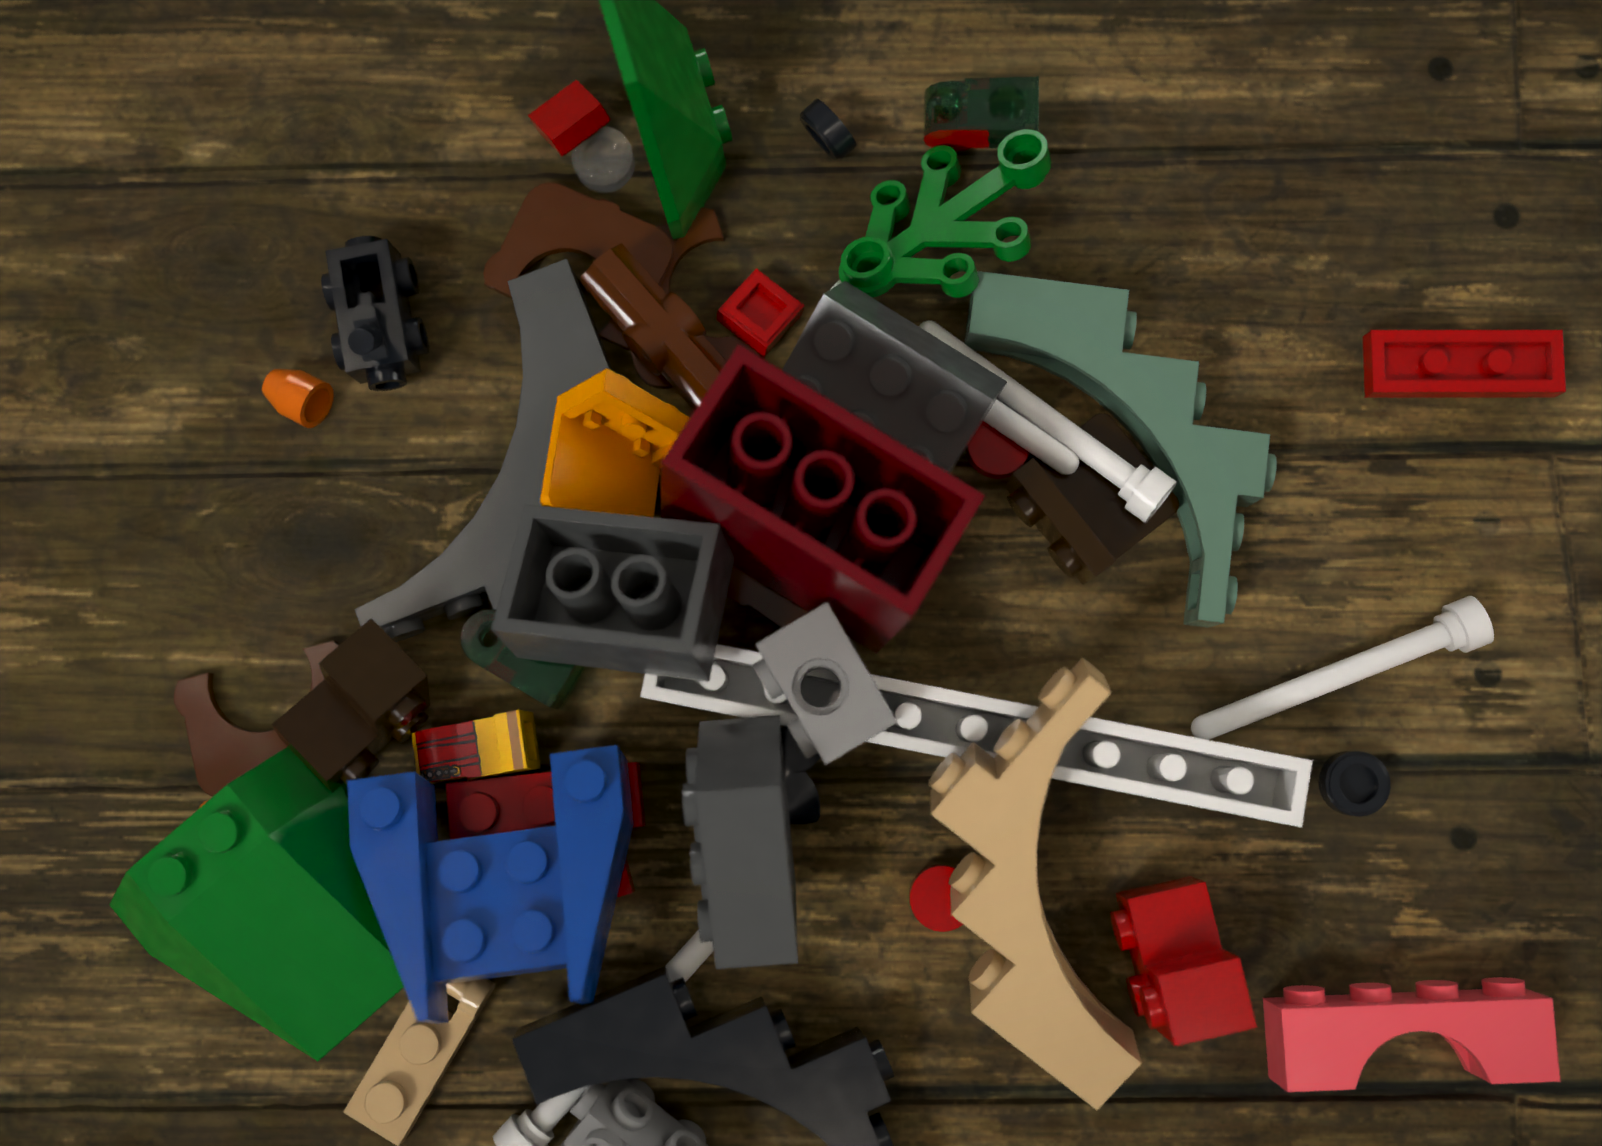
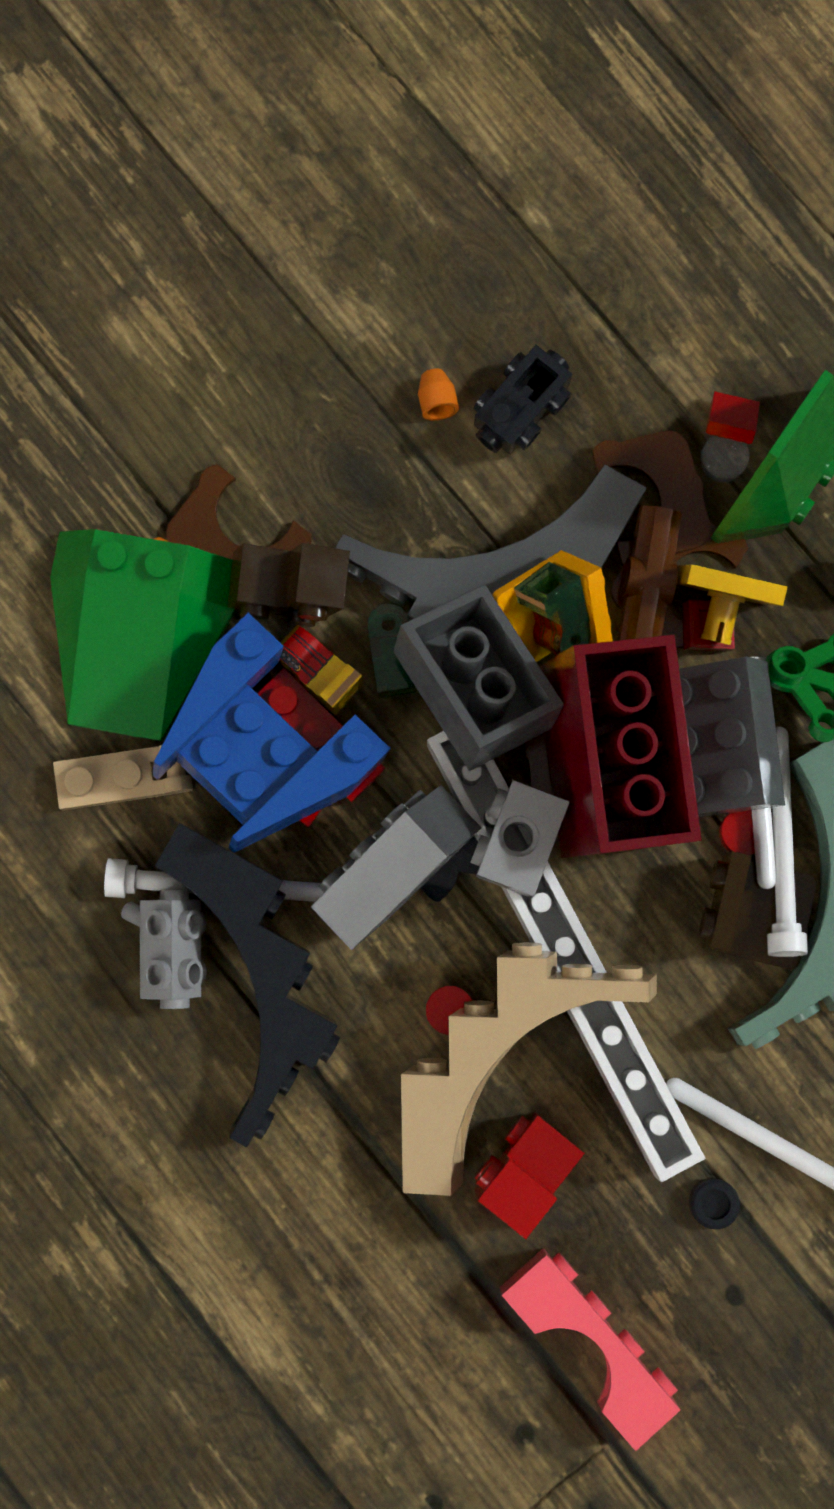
camera: 40 degrees right, 0 degrees up
(611, 448) = (557, 609): none -> clear green leg
(740, 263) = (727, 593): none -> yellow tile

